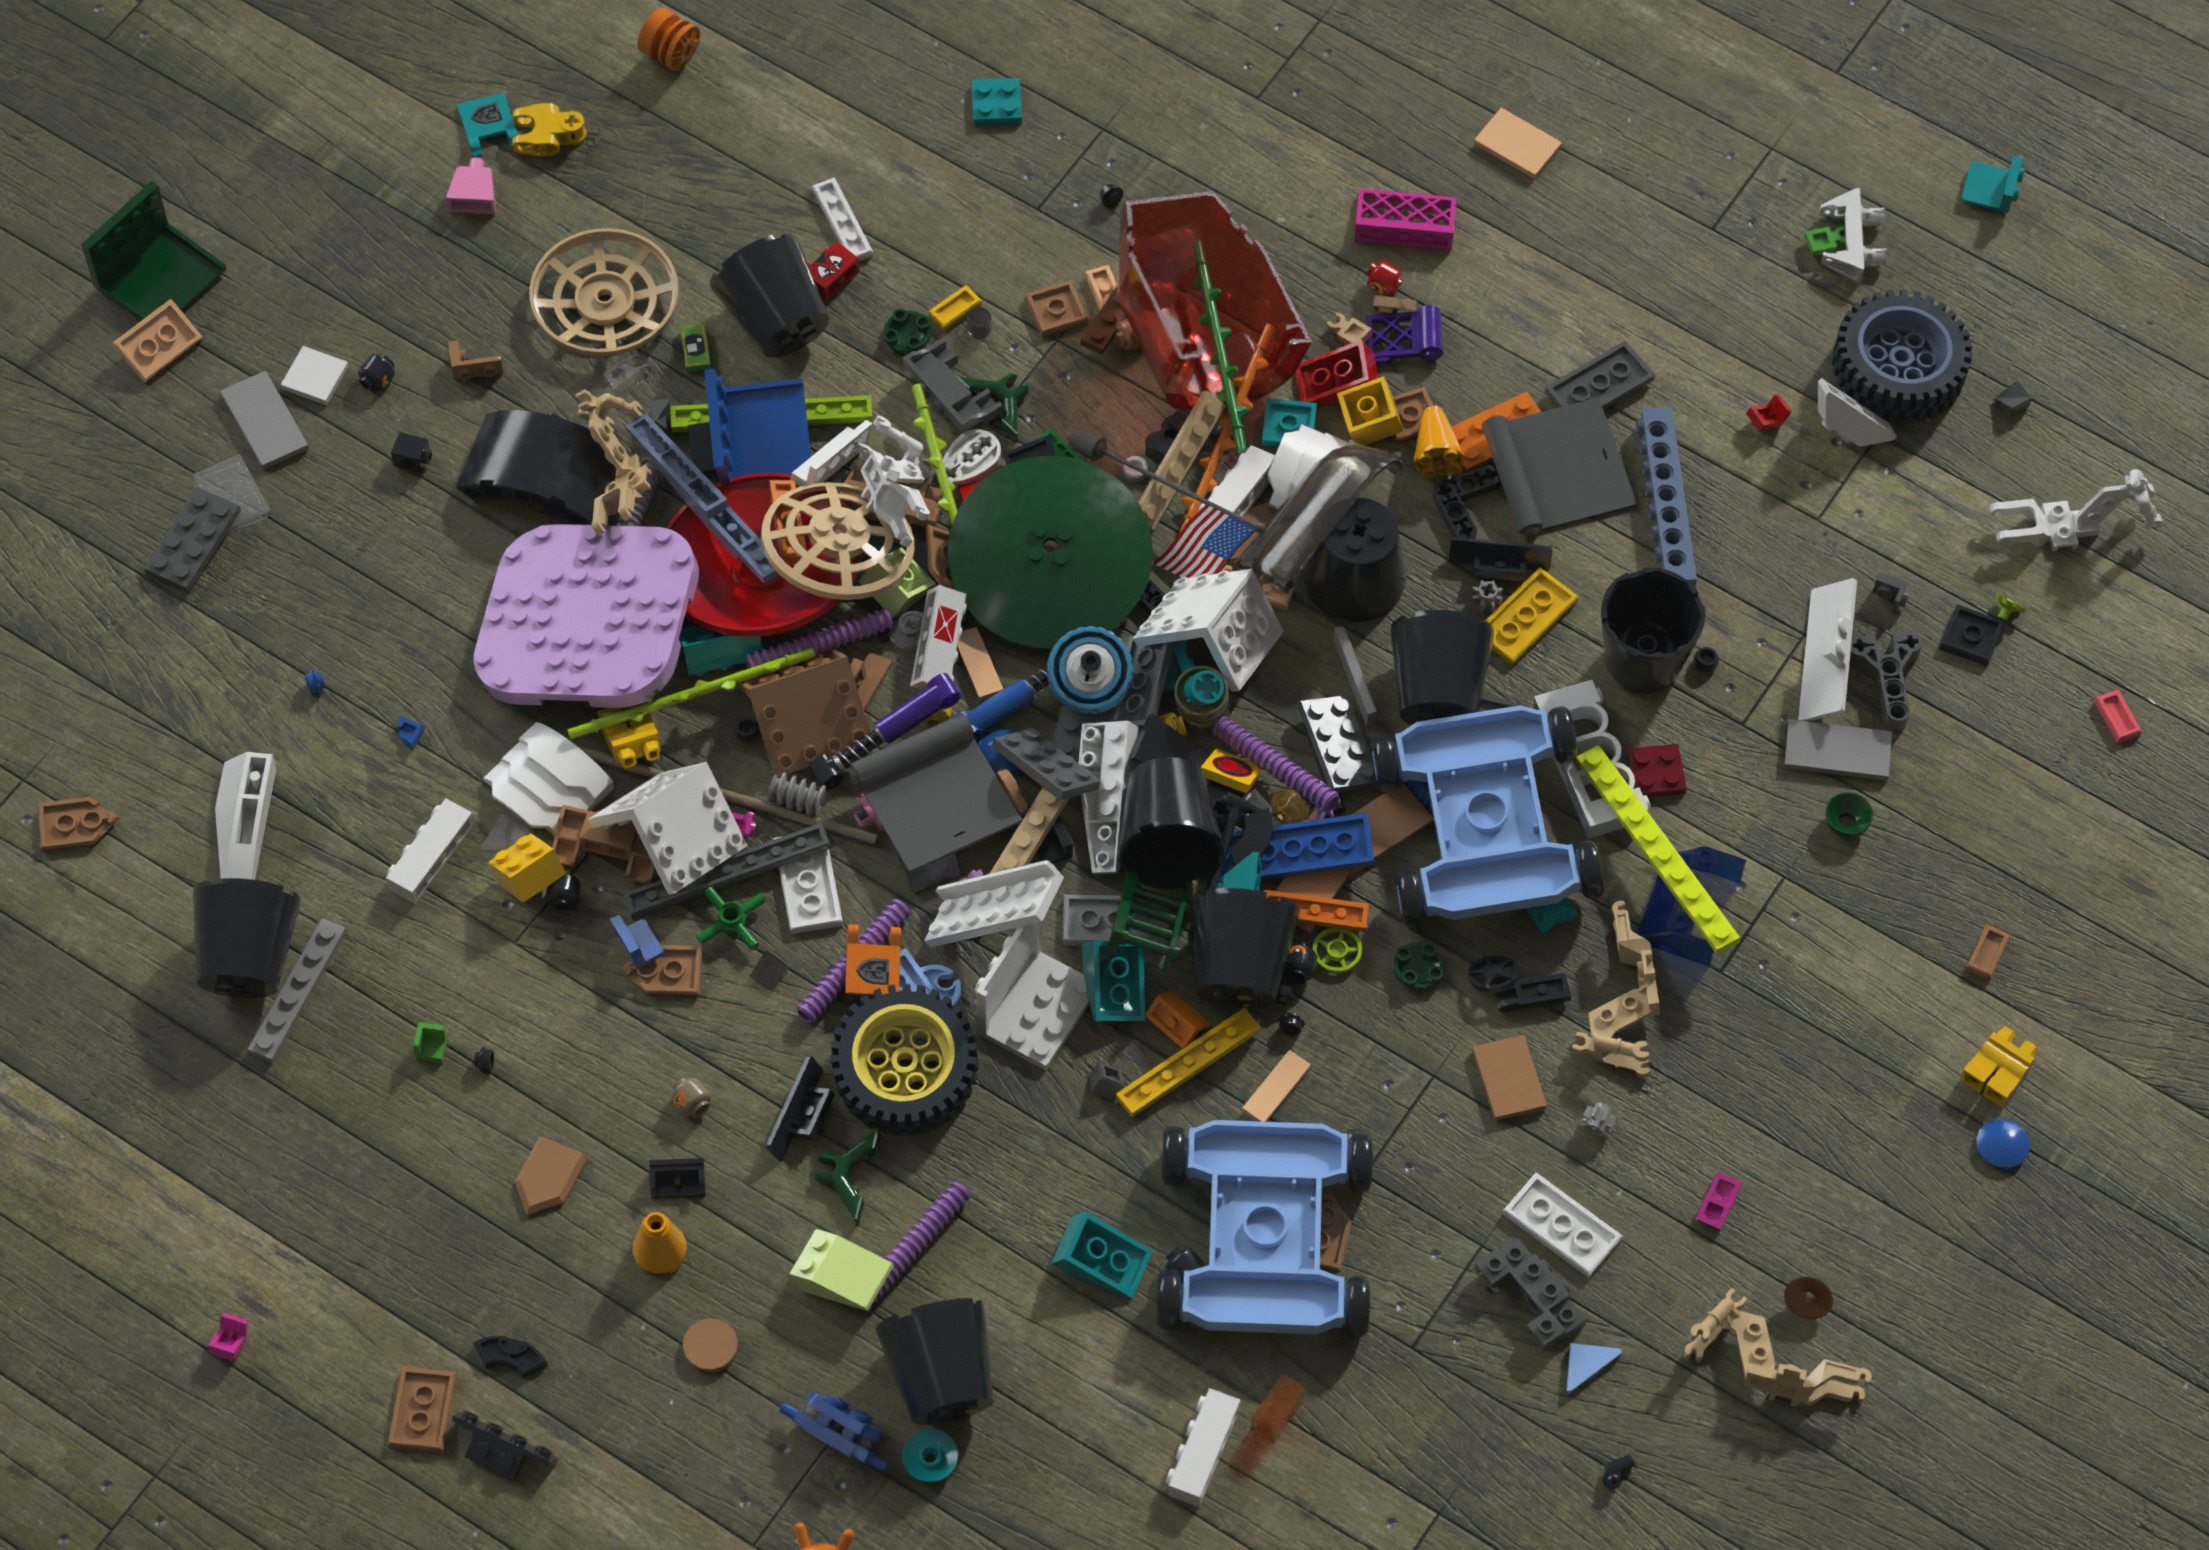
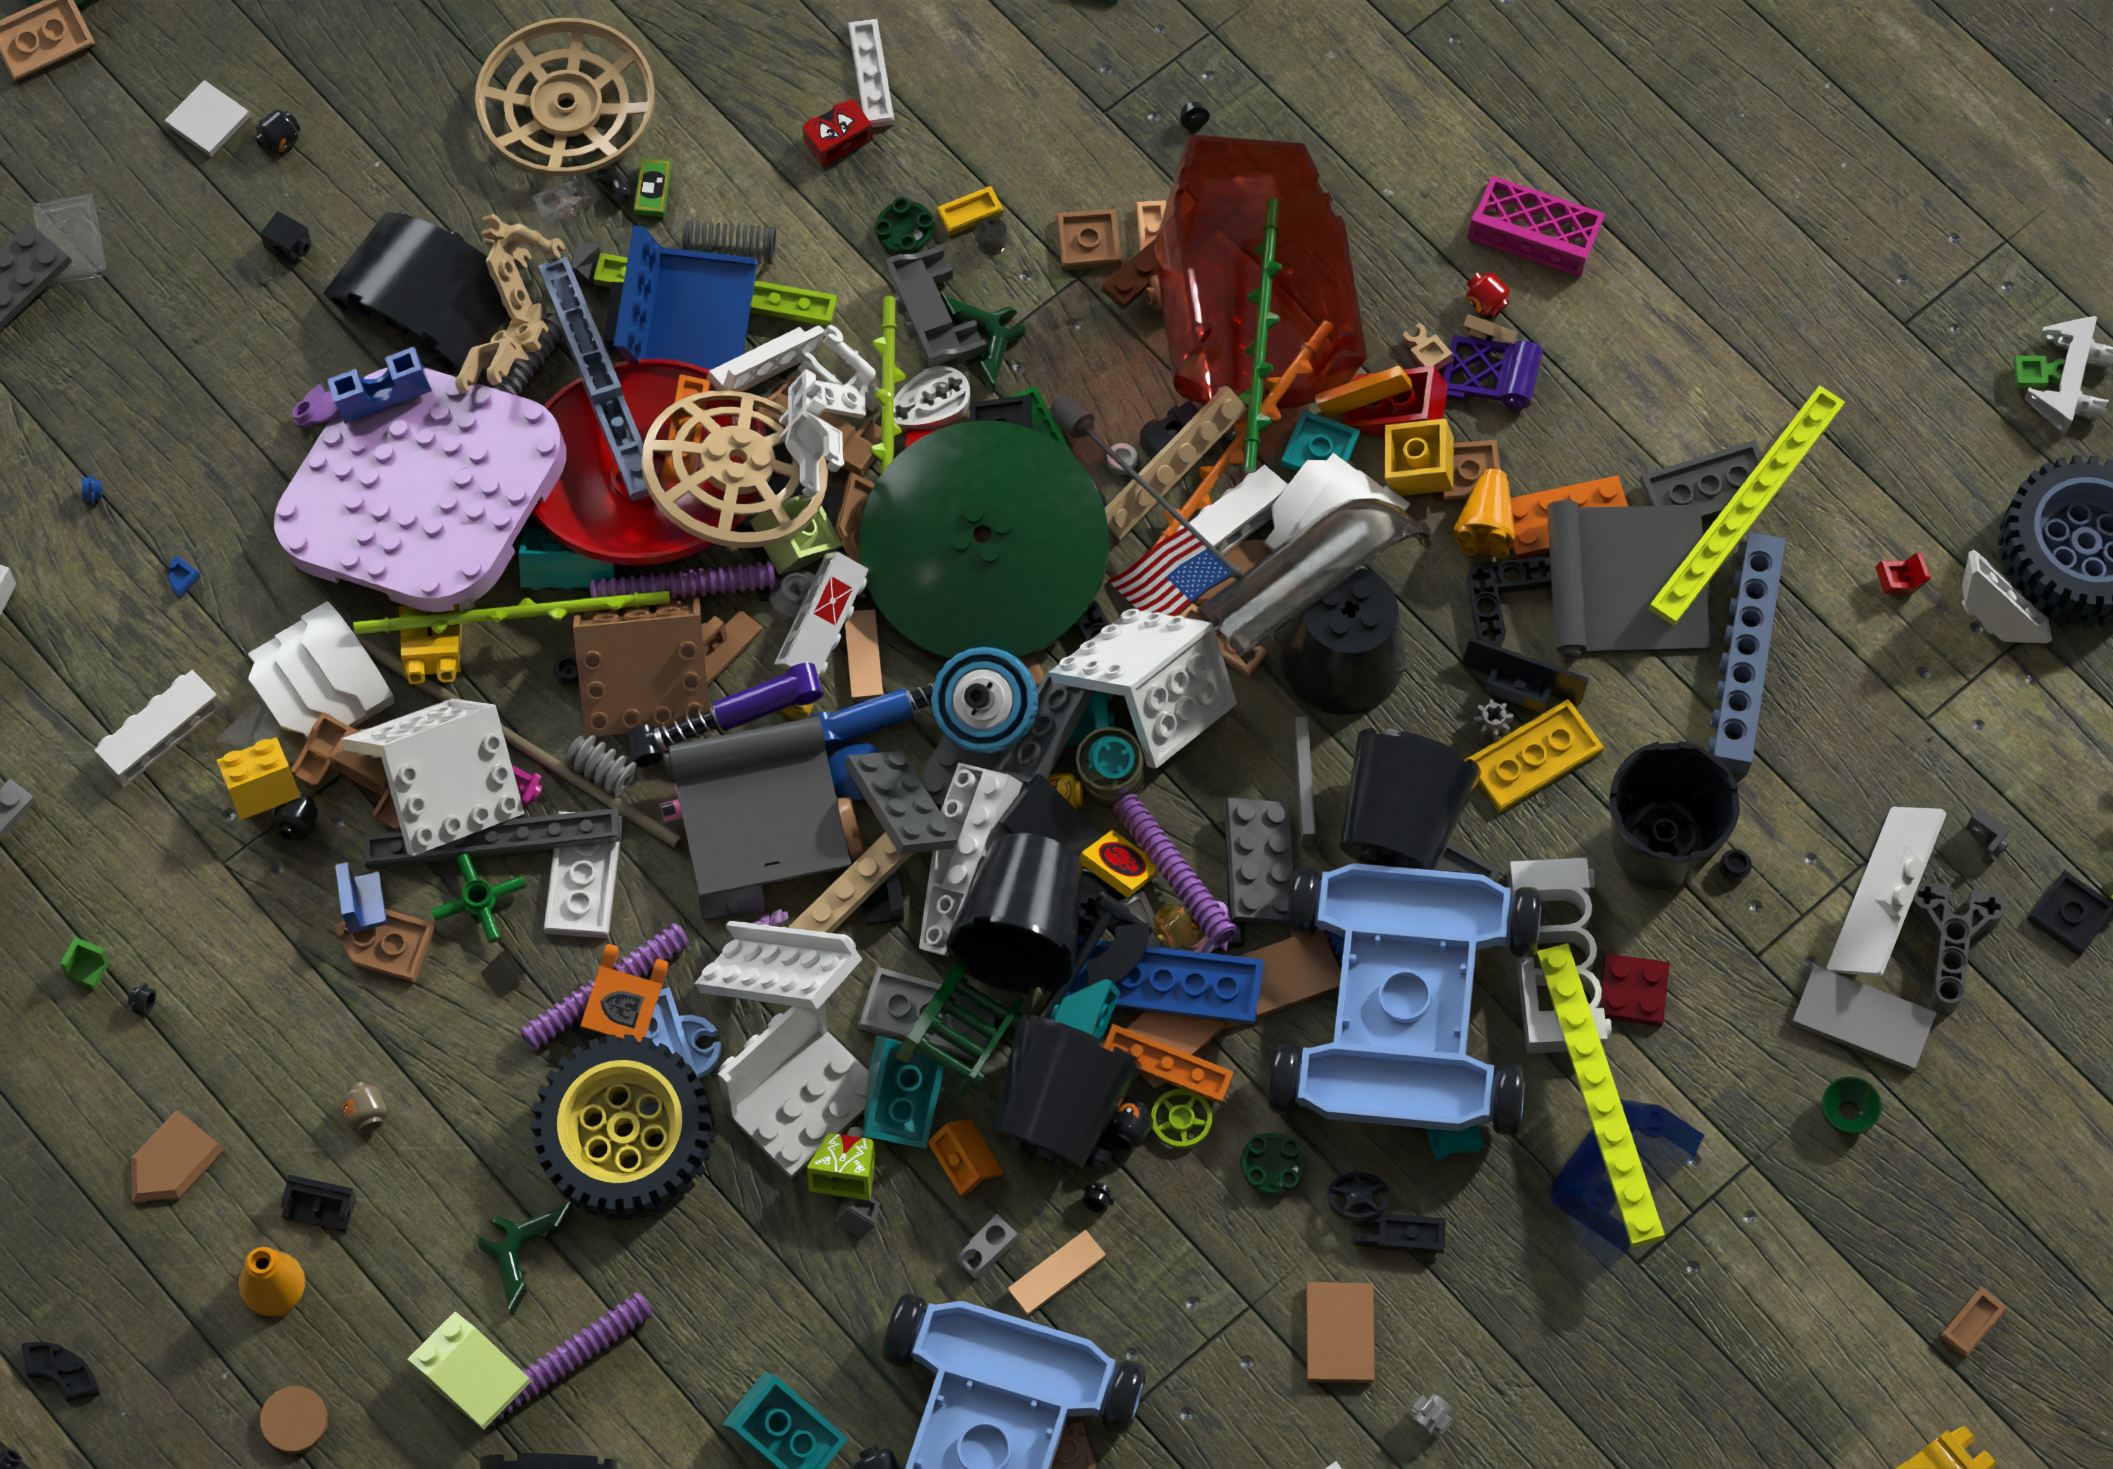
camera: 15 degrees right, 5 degrees up
(264, 420) = (134, 158): light grey tile -> none
(468, 369) = (379, 152): medium nougat bracket -> none
(479, 575) = (315, 408): none -> medium lavender plate
(547, 536) = (361, 397): none -> blue arch
(666, 349) = (617, 182): none -> black arm
(739, 373) = (768, 253): none -> dark grey piece
(772, 295) = (753, 147): black cone -> none
(802, 1111) = (488, 1157): black bracket -> none
(1087, 1047) = (843, 1166): none -> lime torso
(1188, 1062) = (960, 1214): yellow plate -> none
(1218, 1080) = (987, 1247): none -> light grey leg
(1311, 372) = (1363, 391): none -> light orange tile
(1517, 143) = (1699, 163): light nougat tile -> none
(1626, 1008) = (1507, 1283): tan piece -> none
(1634, 390) = (1746, 506): none -> neon yellow plate

